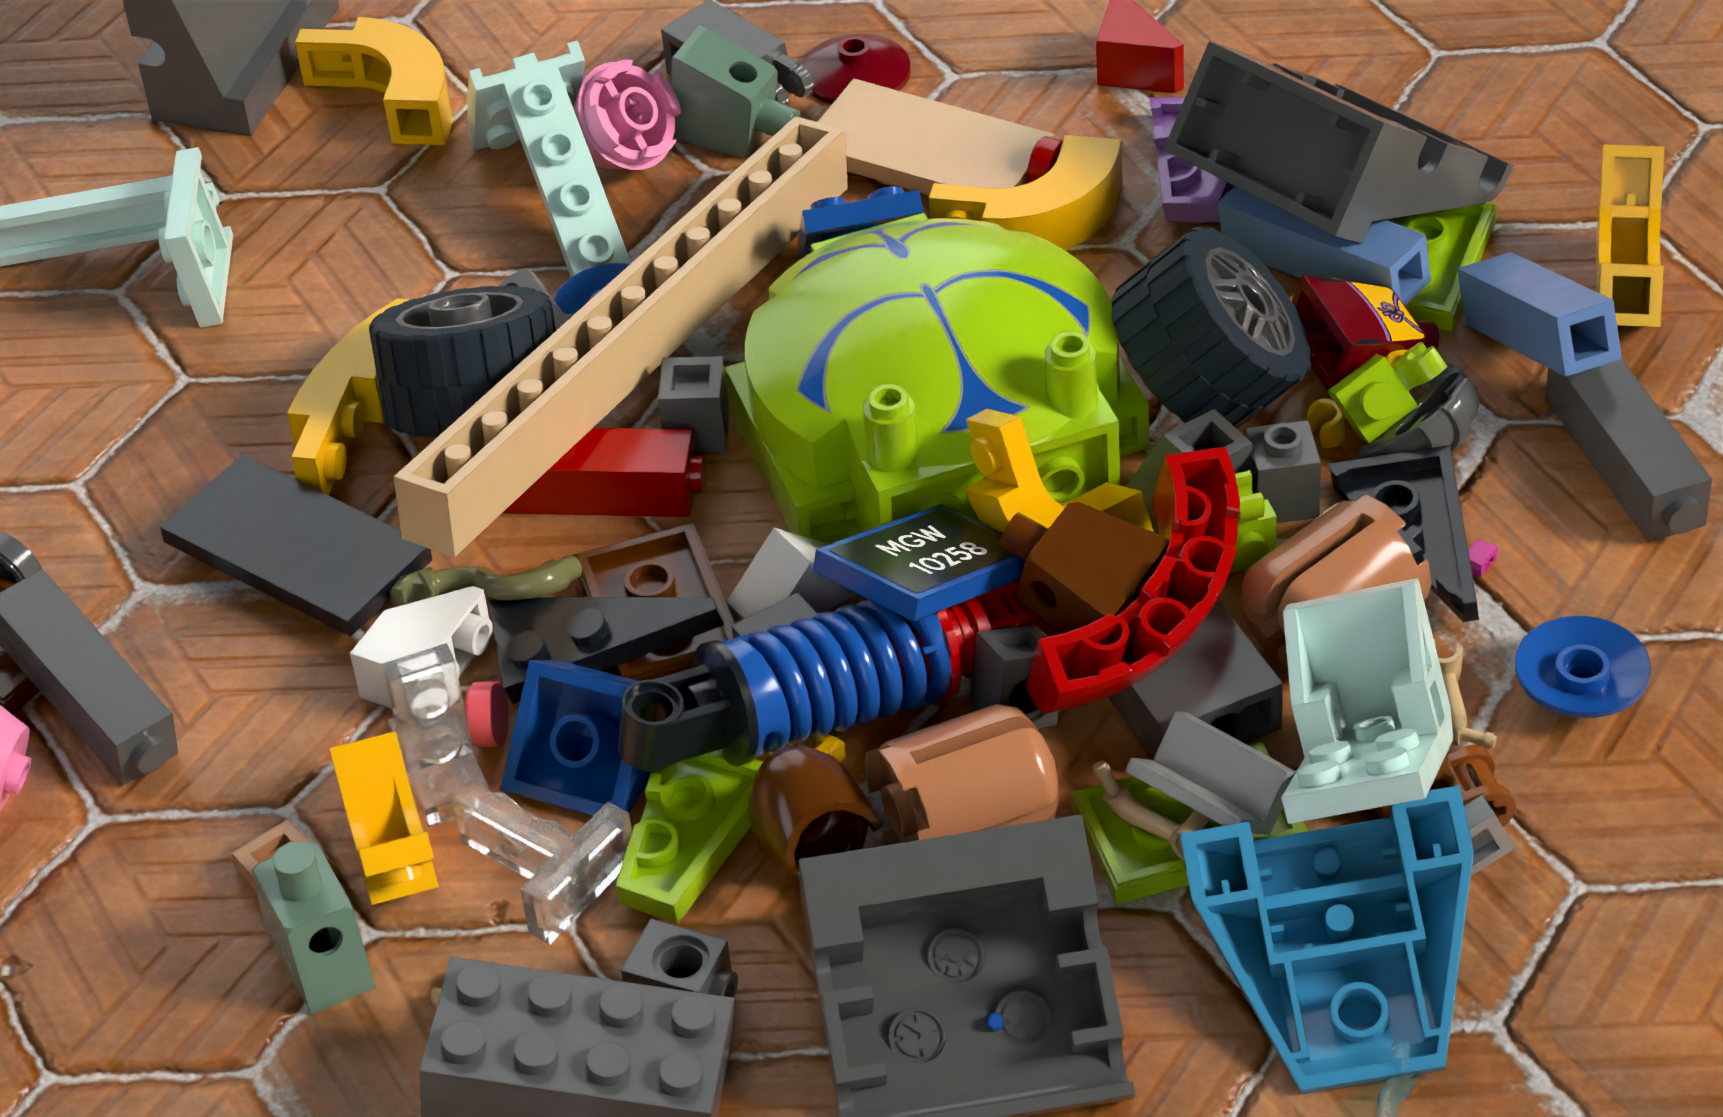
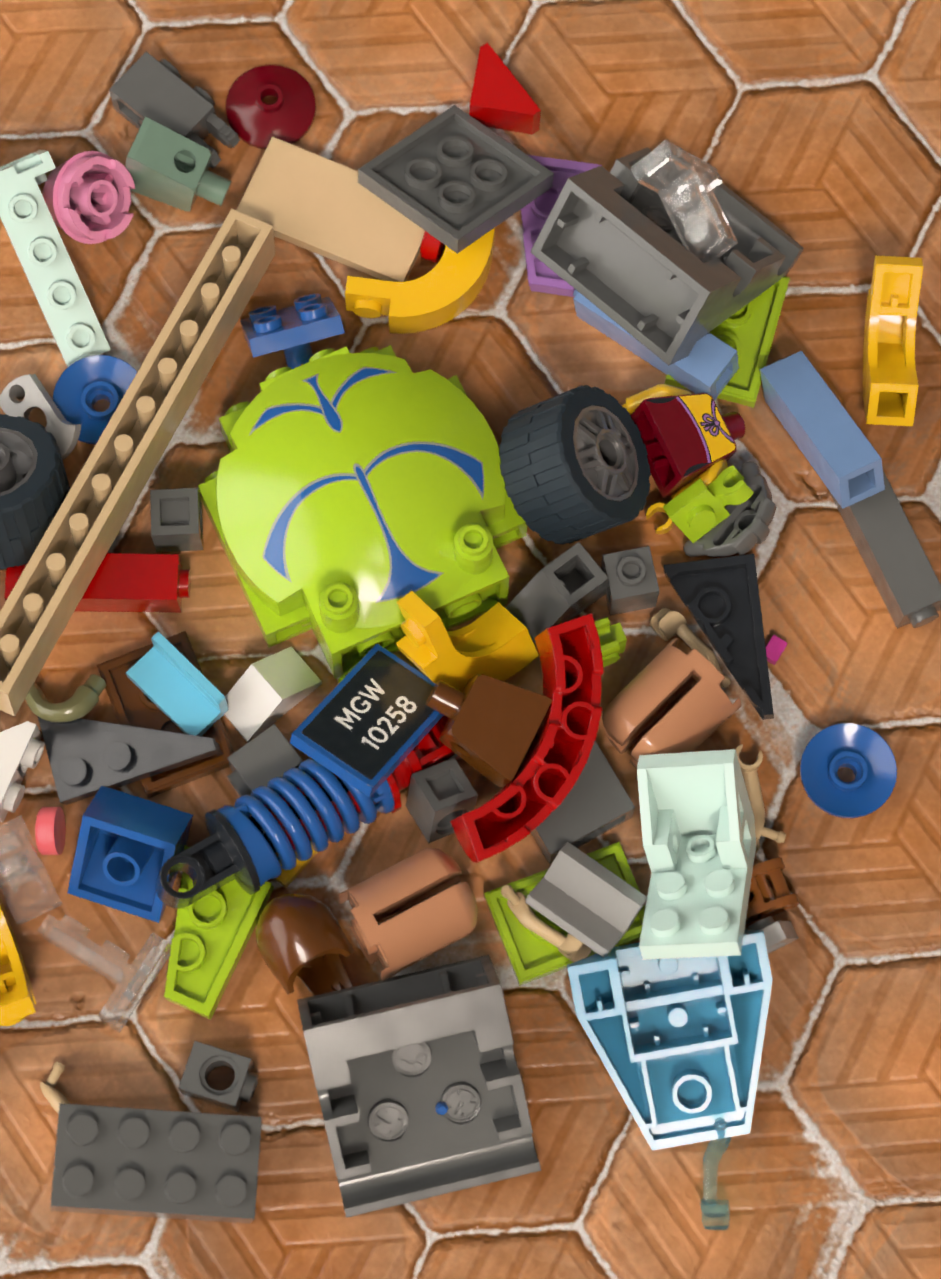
camera: 10 degrees left, 30 degrees up
(677, 554) = (178, 688): none -> medium azure panel
(1072, 101) = (455, 178): none -> dark grey plate
(1348, 72) = (688, 196): none -> clear bracket

